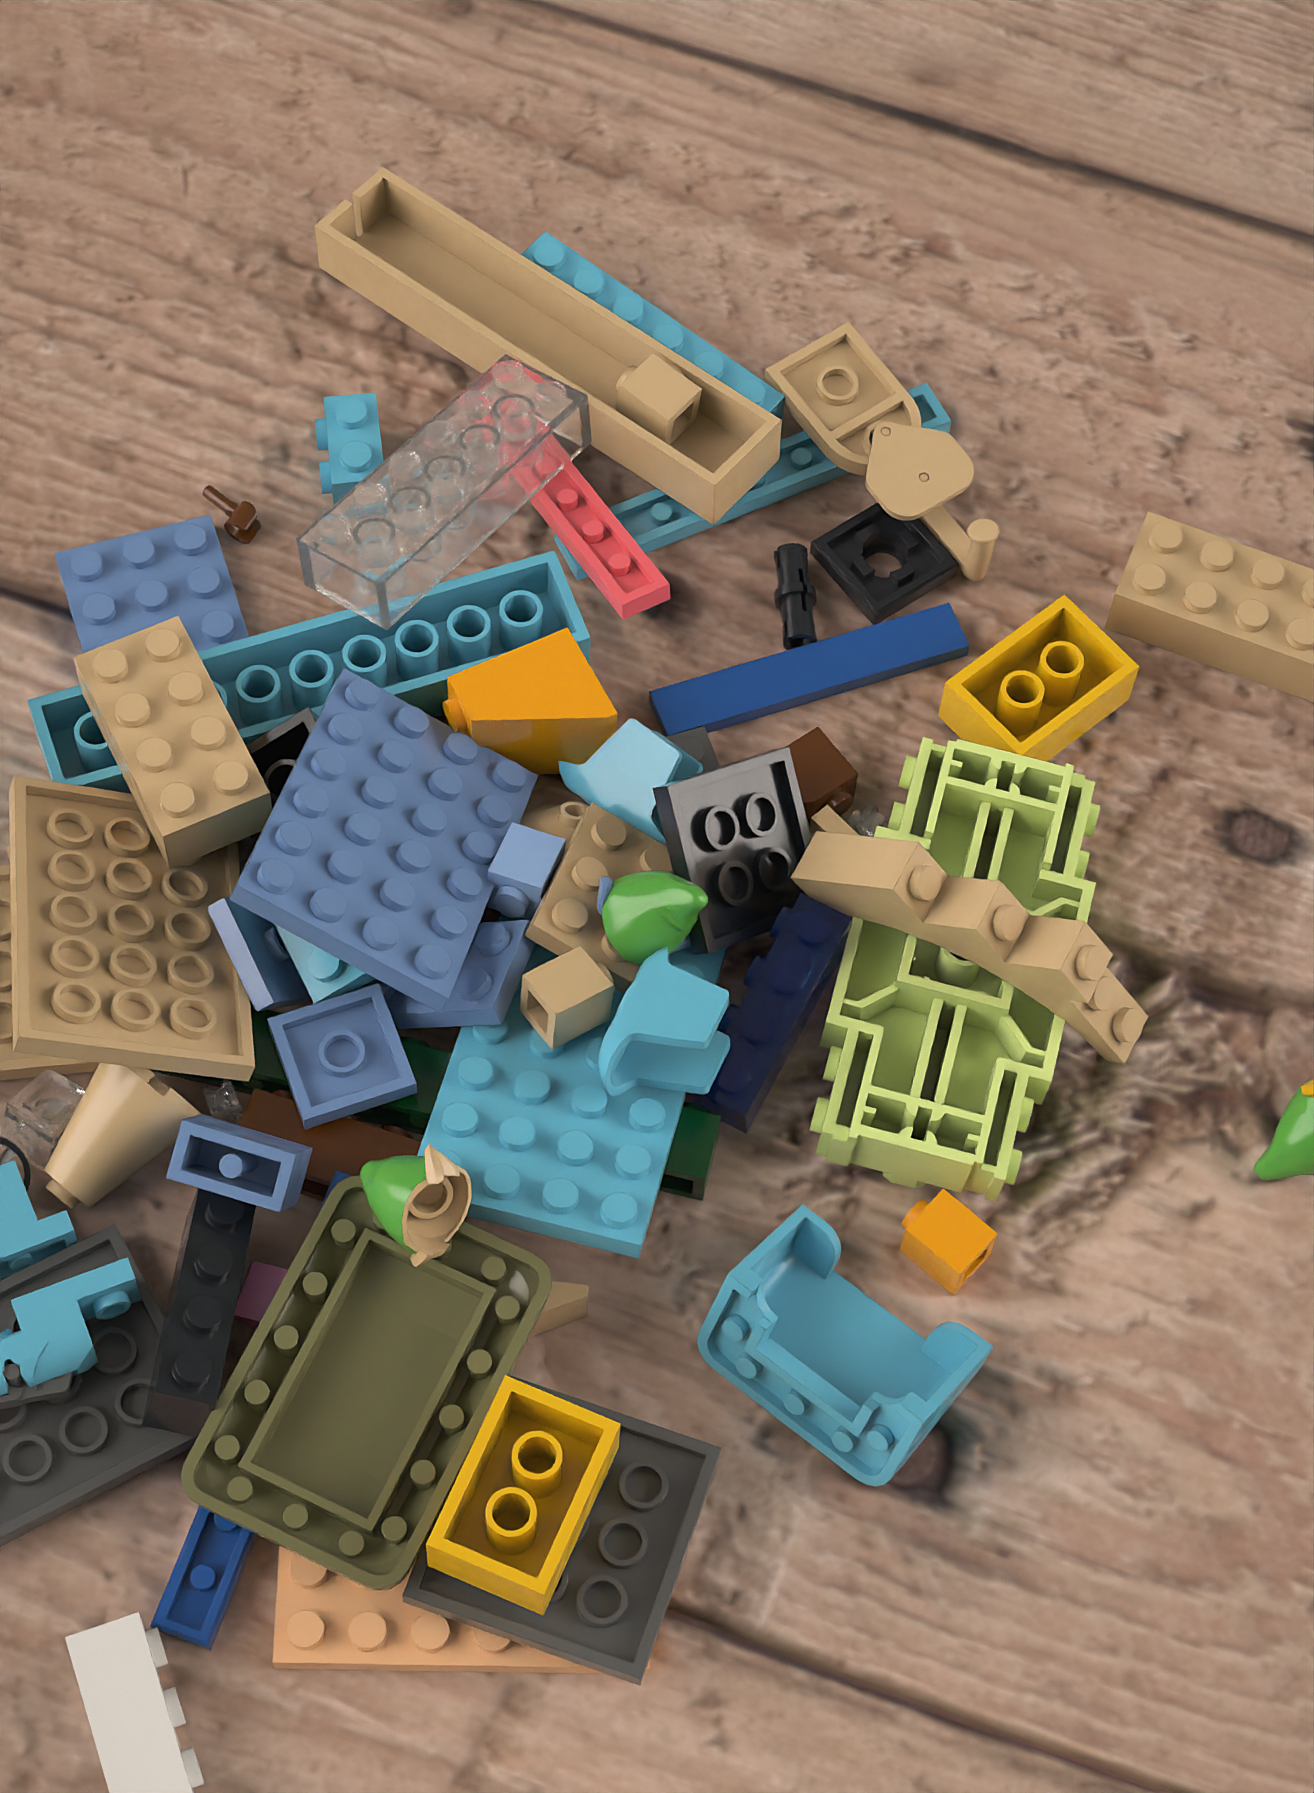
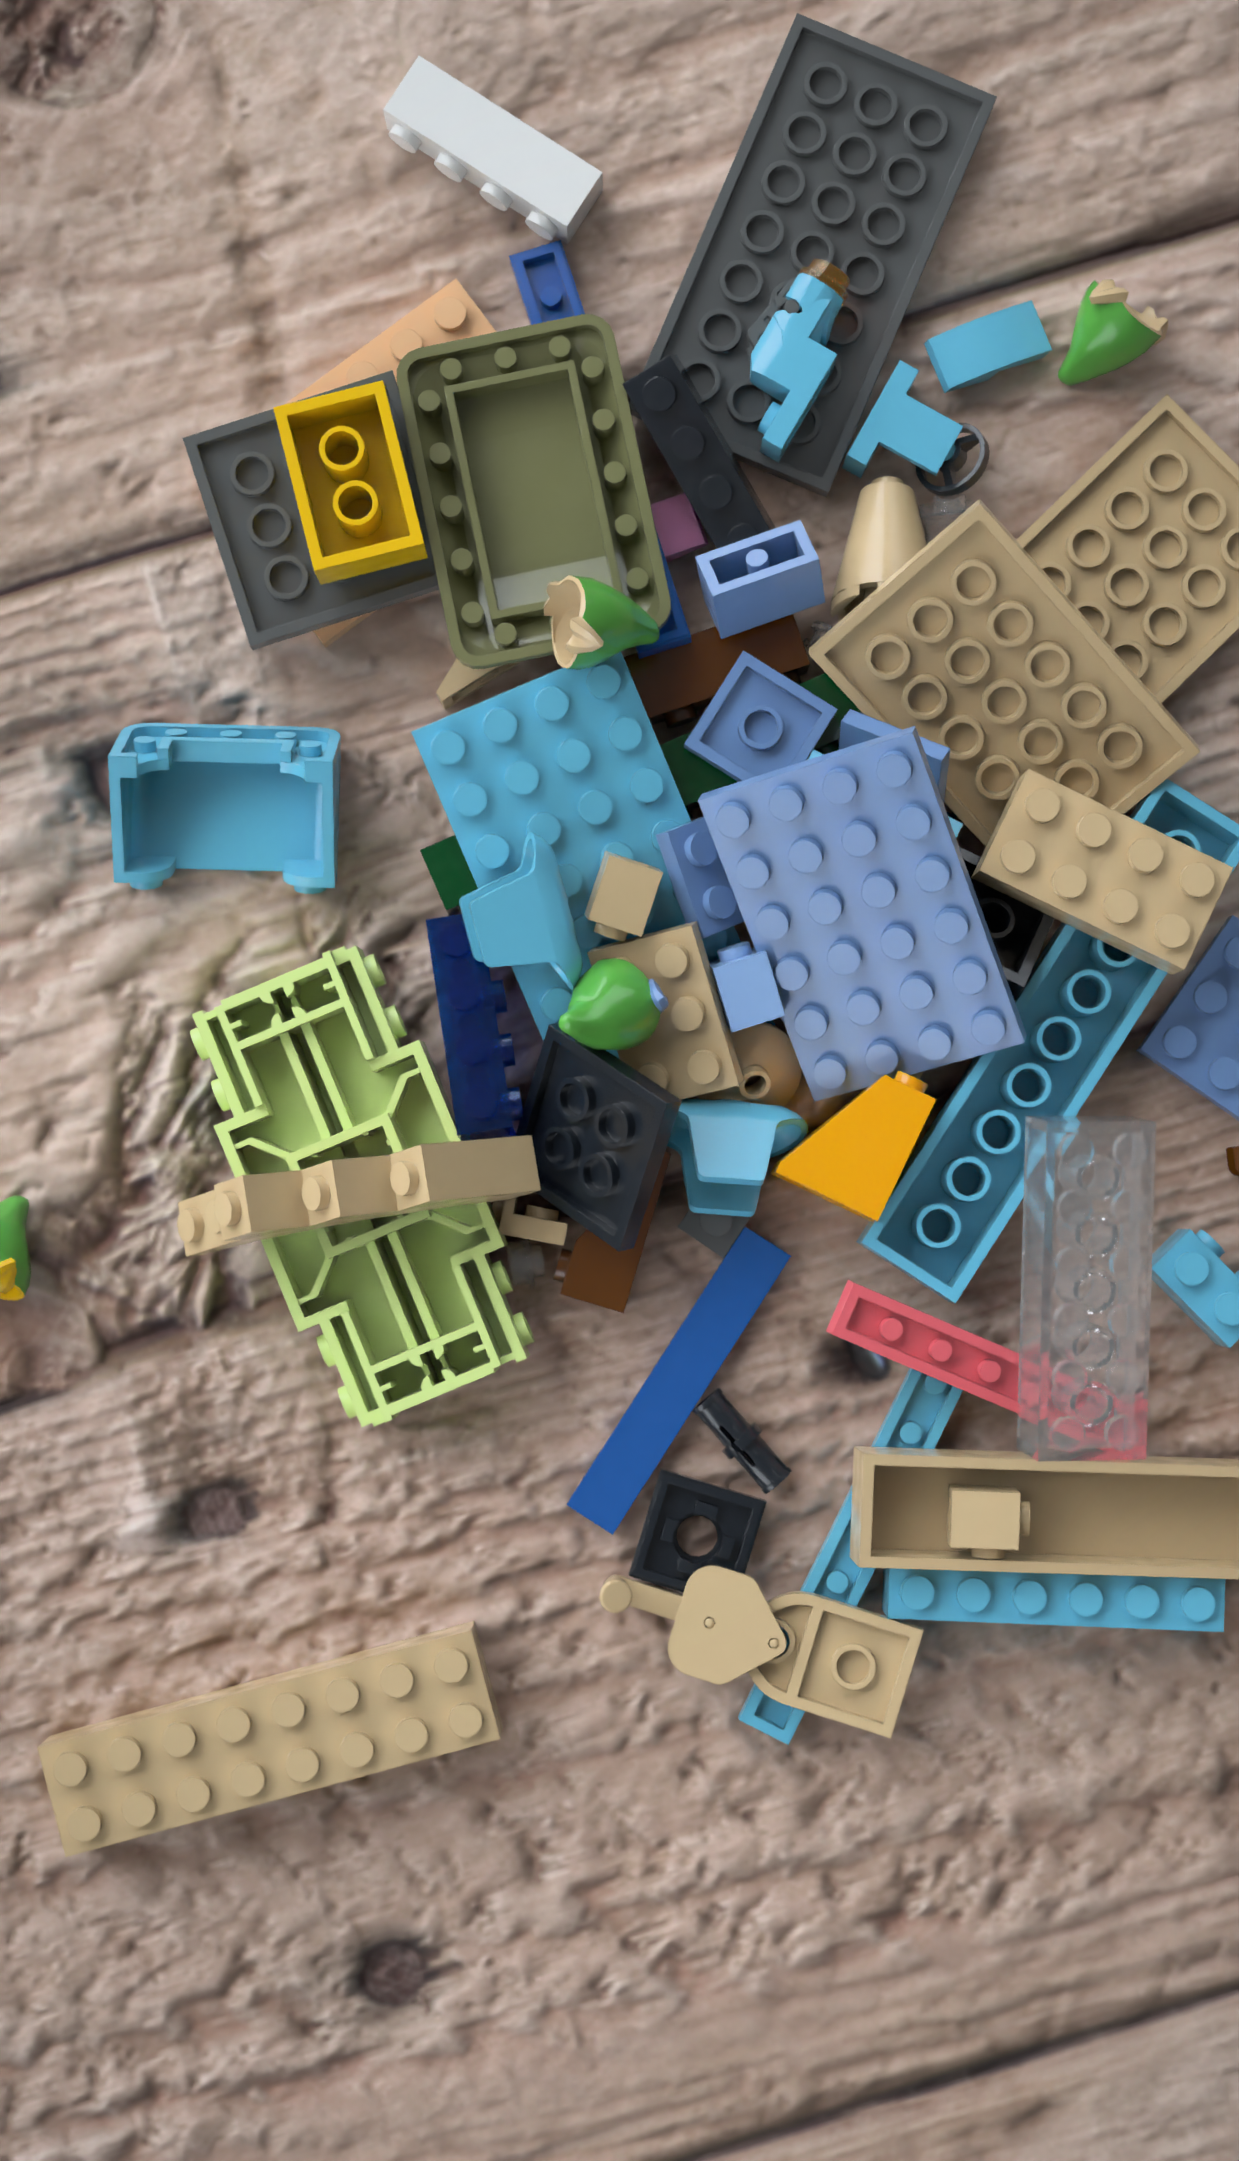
camera: 145 degrees right, 25 degrees up
(946, 1240) = (213, 951): light orange brick -> none
(1040, 685) = (473, 1493): yellow brick -> none

